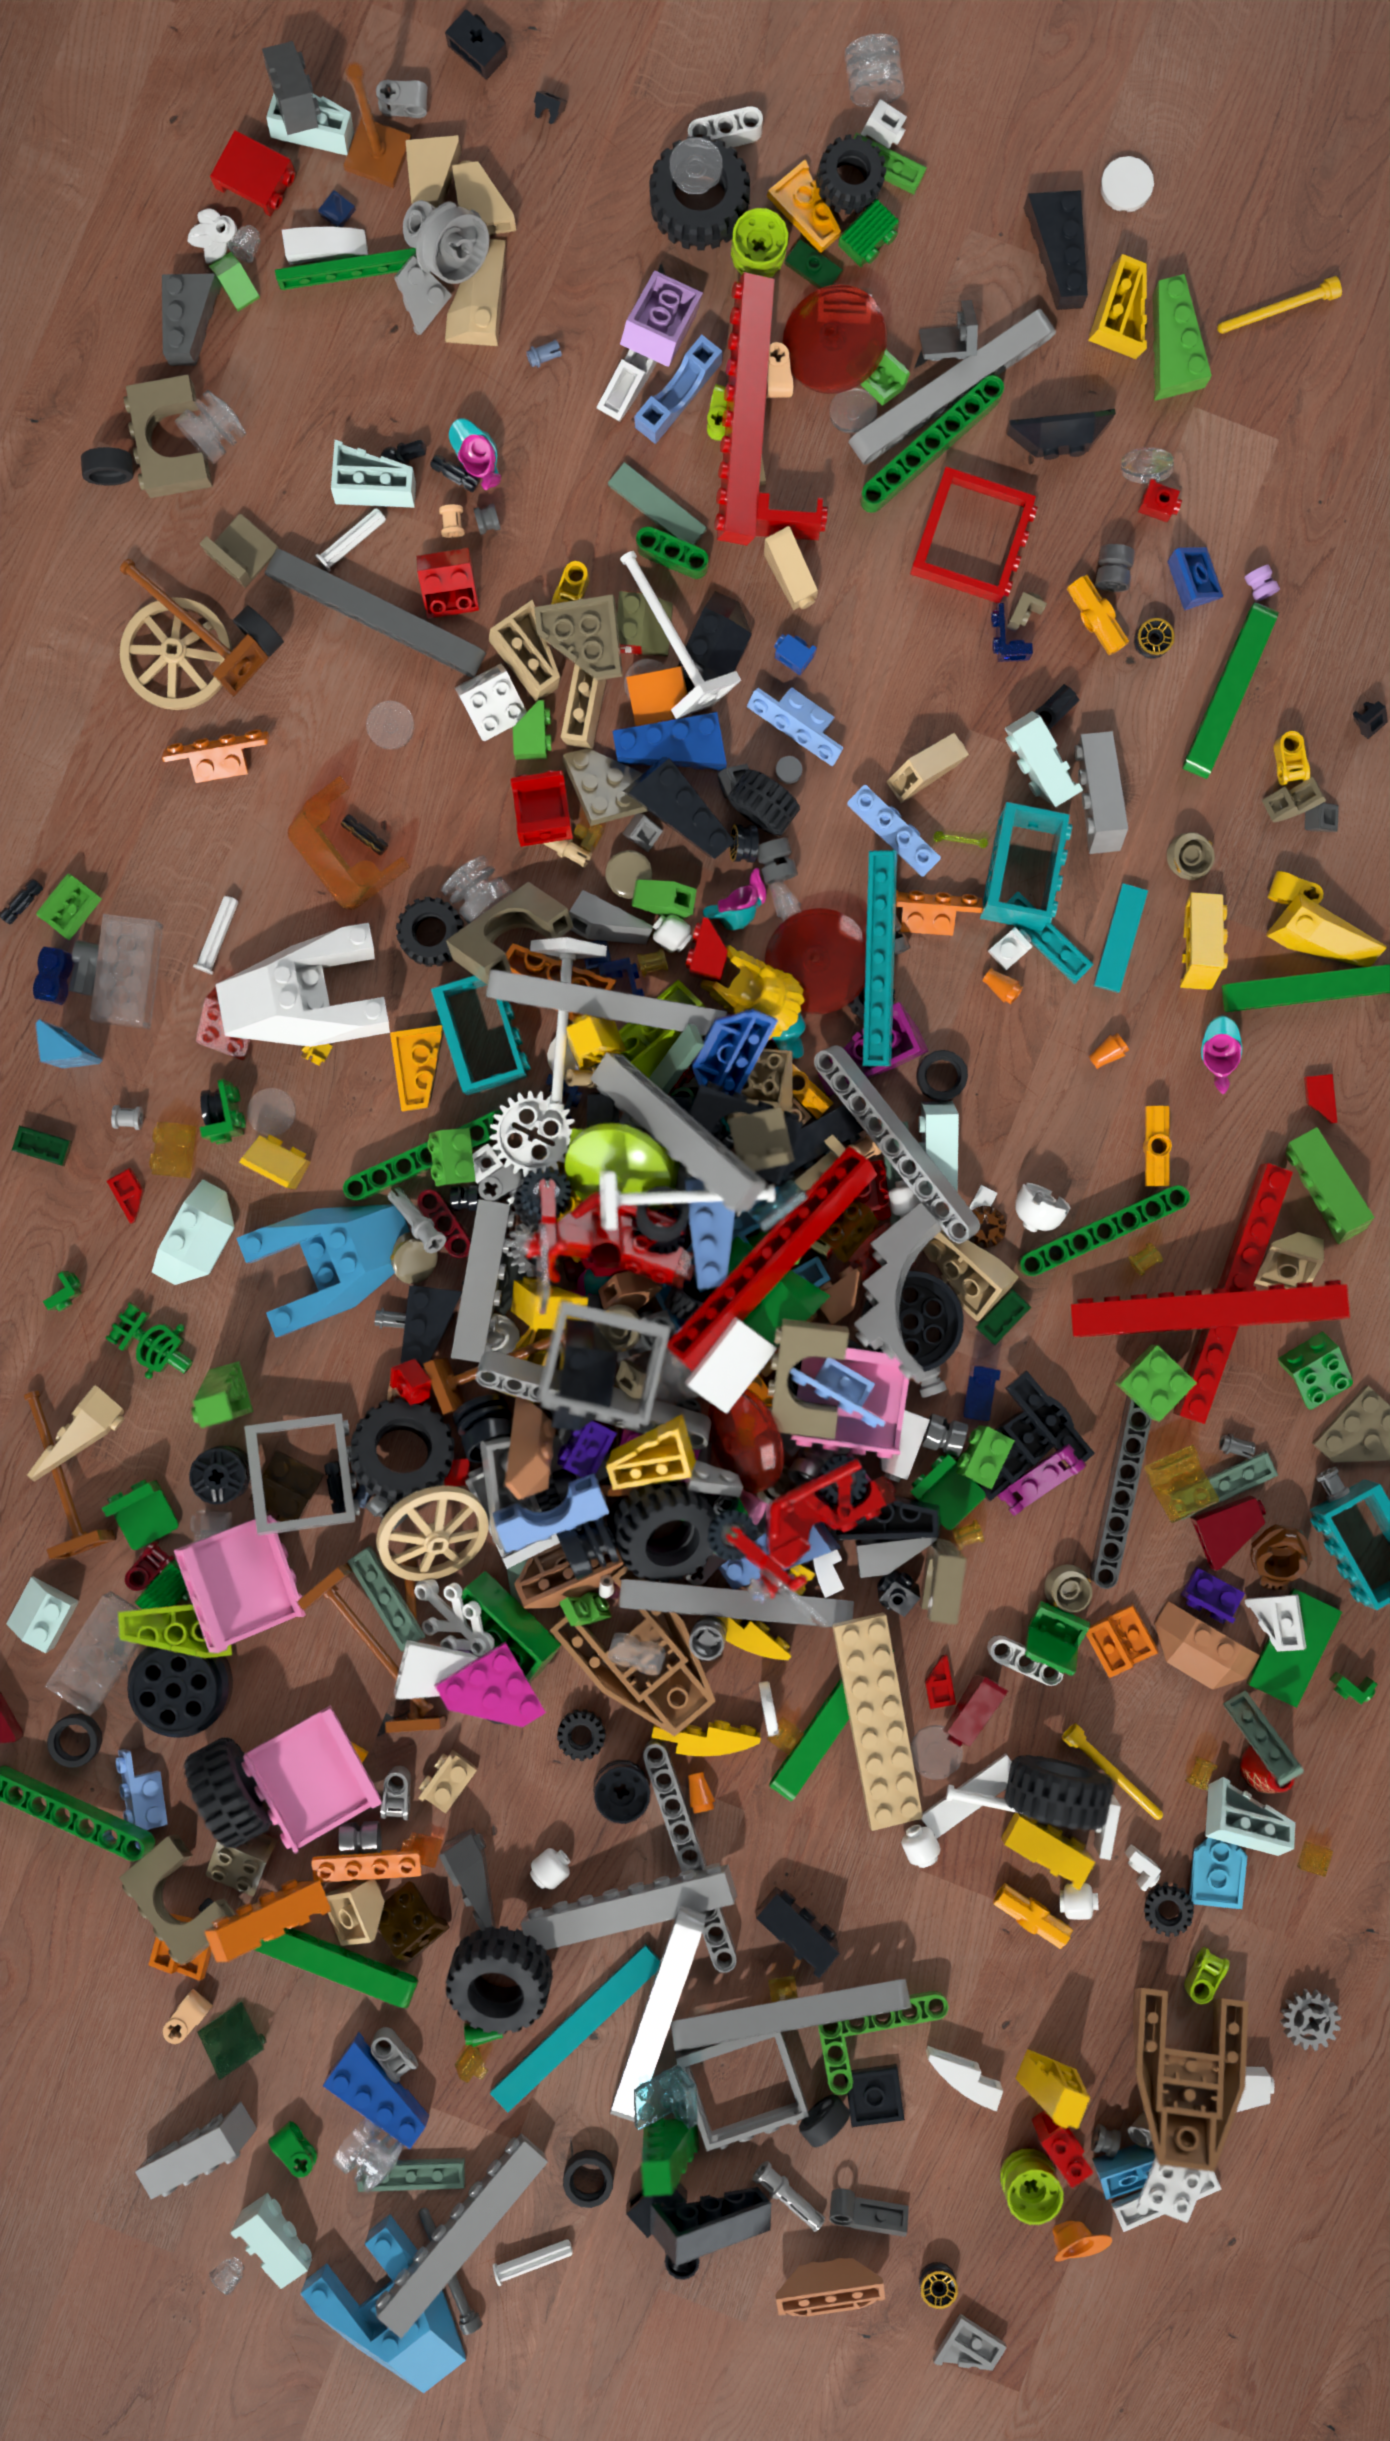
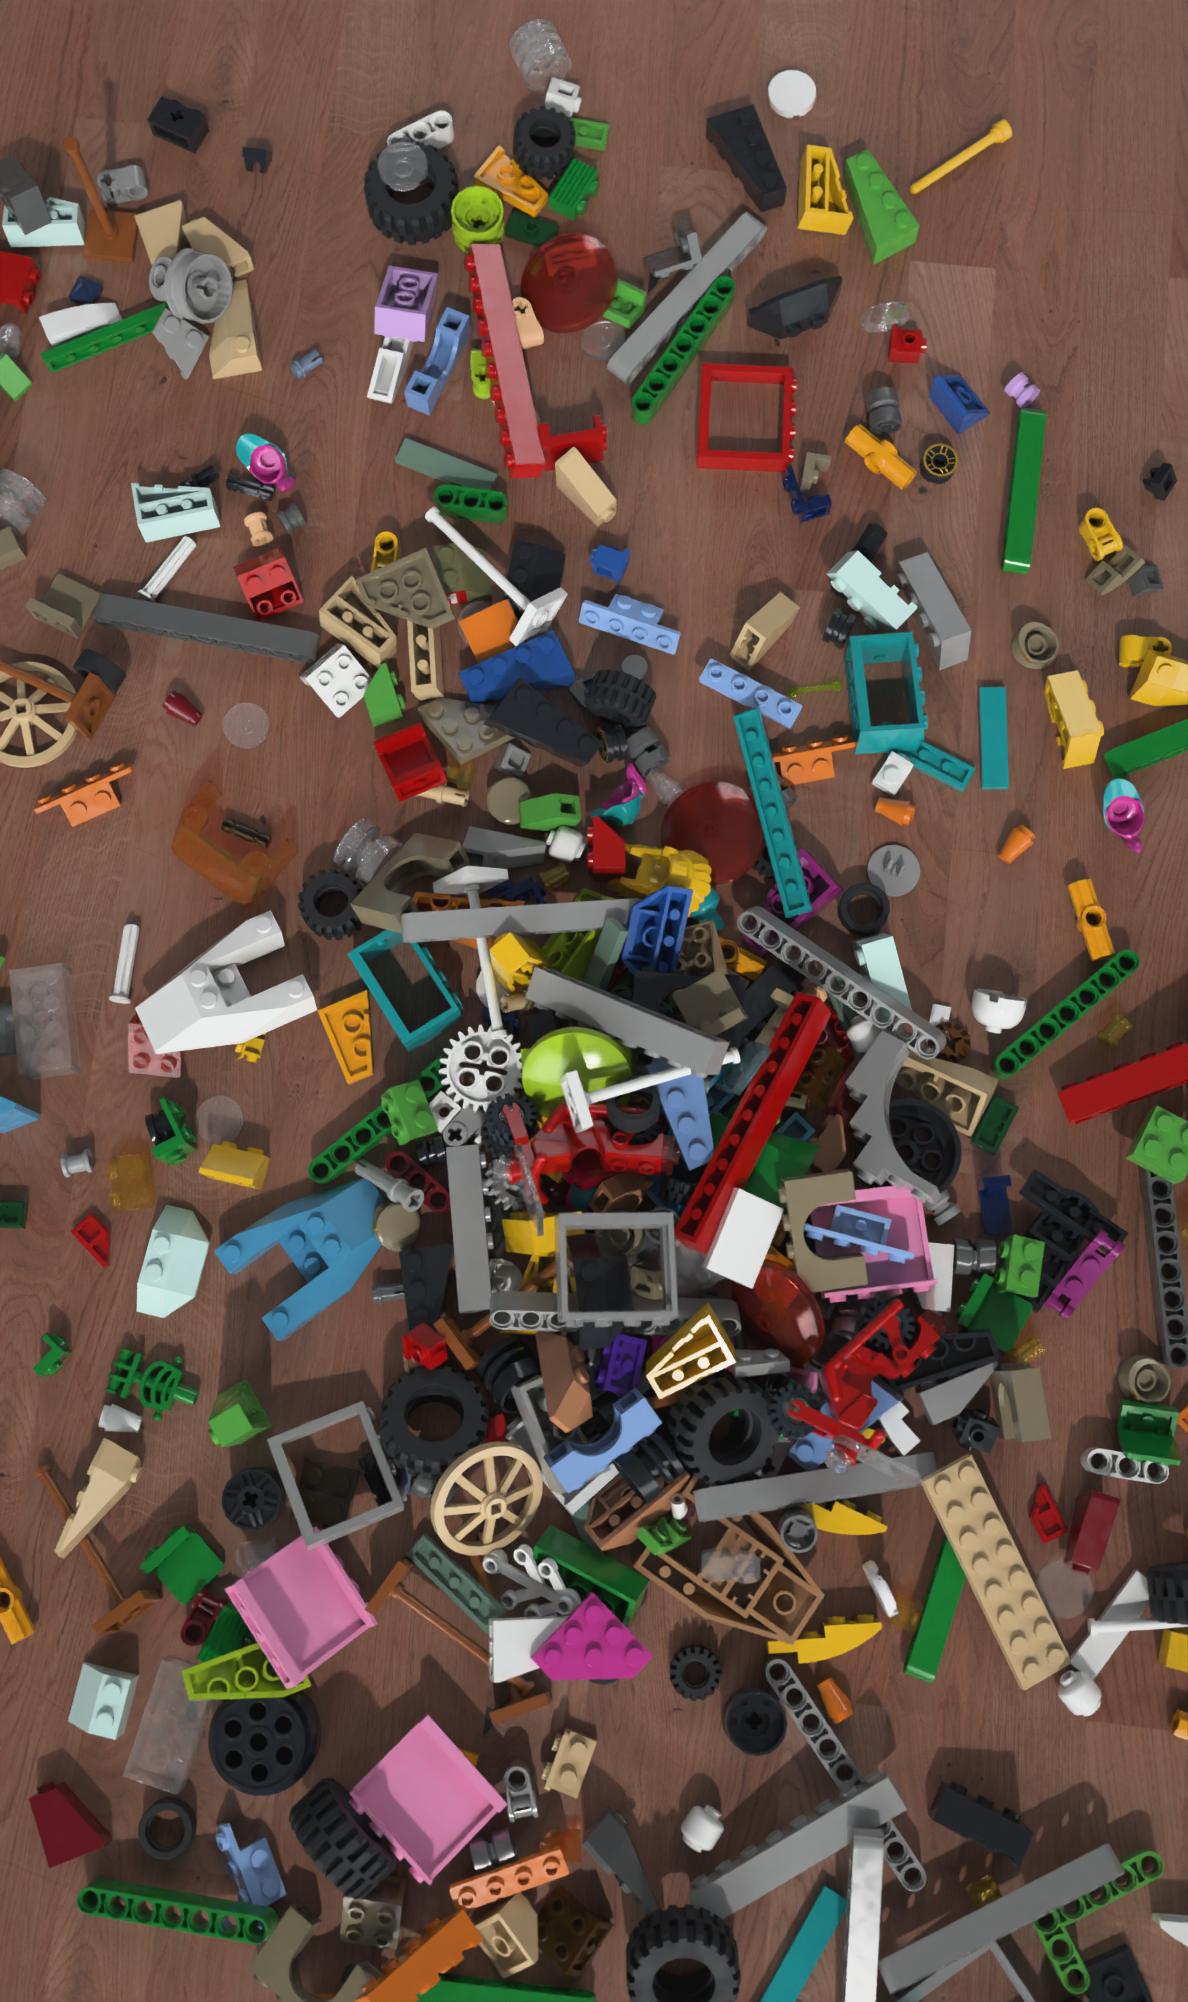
camera: 15 degrees left, 10 degrees down
(112, 1368) = (119, 1419): none -> white cone
(331, 690) = (181, 708): none -> dark red cone
(983, 1044) = (894, 870): none -> light grey piece
(1001, 785) = (839, 628): none -> black wheel

